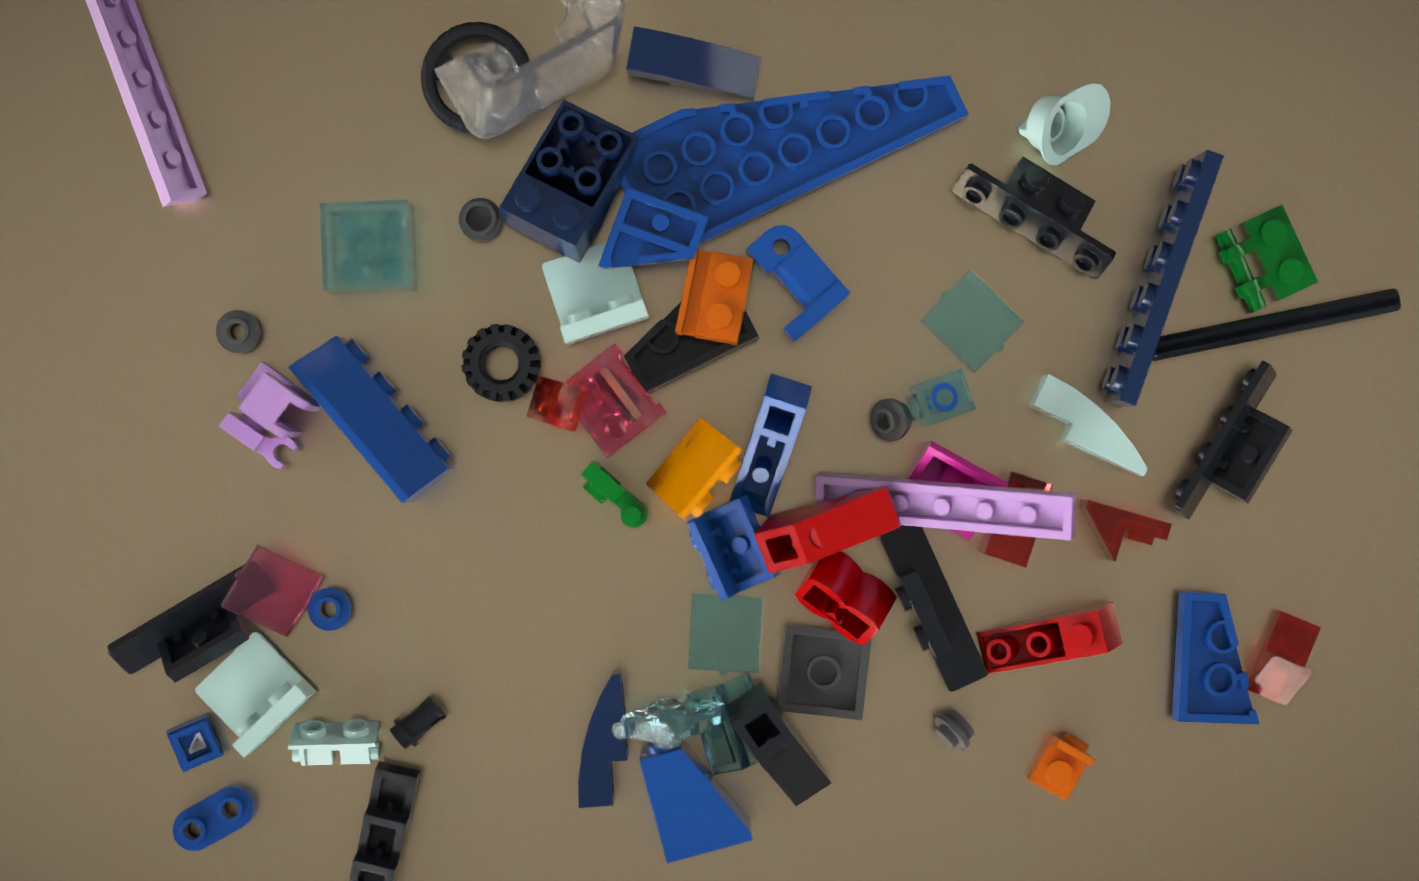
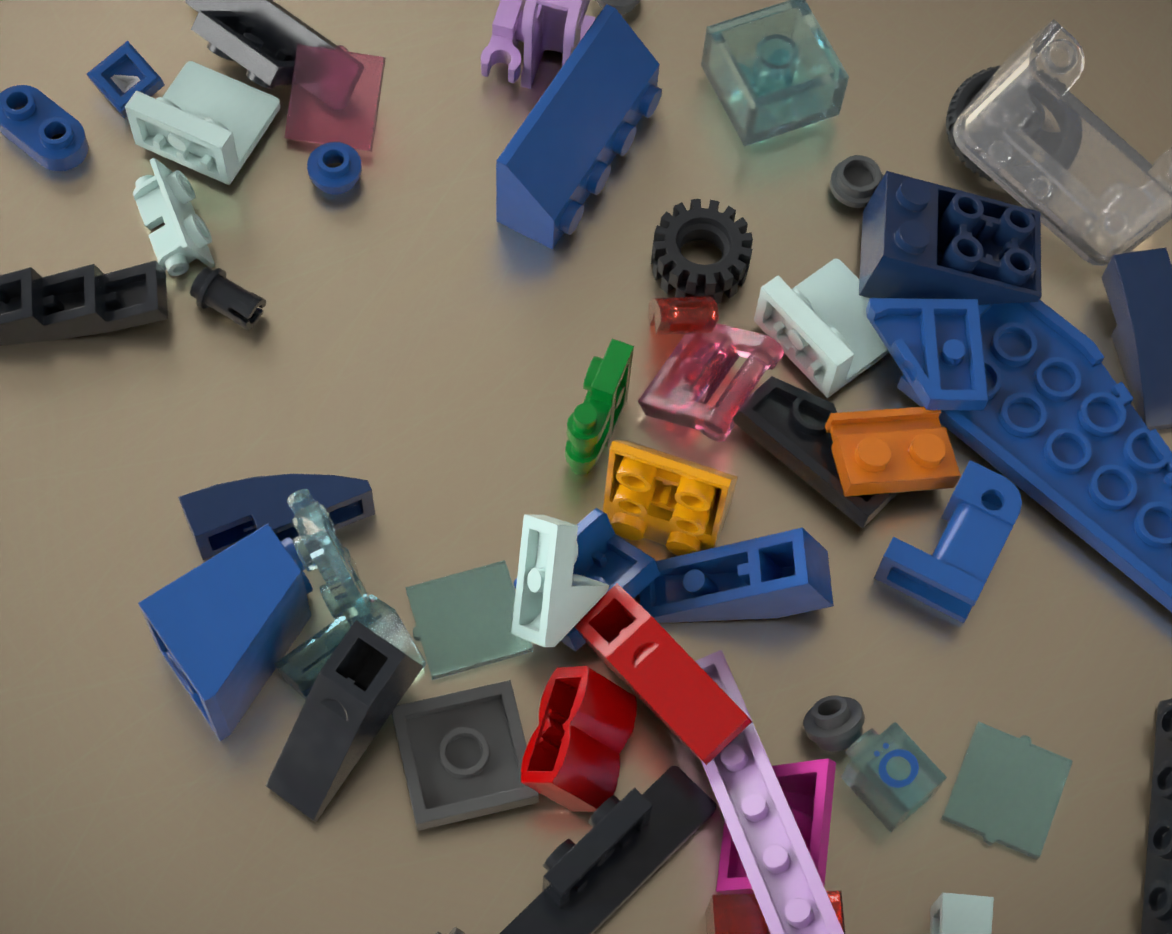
camera: 70 degrees right, 25 degrees down
(739, 577) = (547, 591): none -> light aqua slope

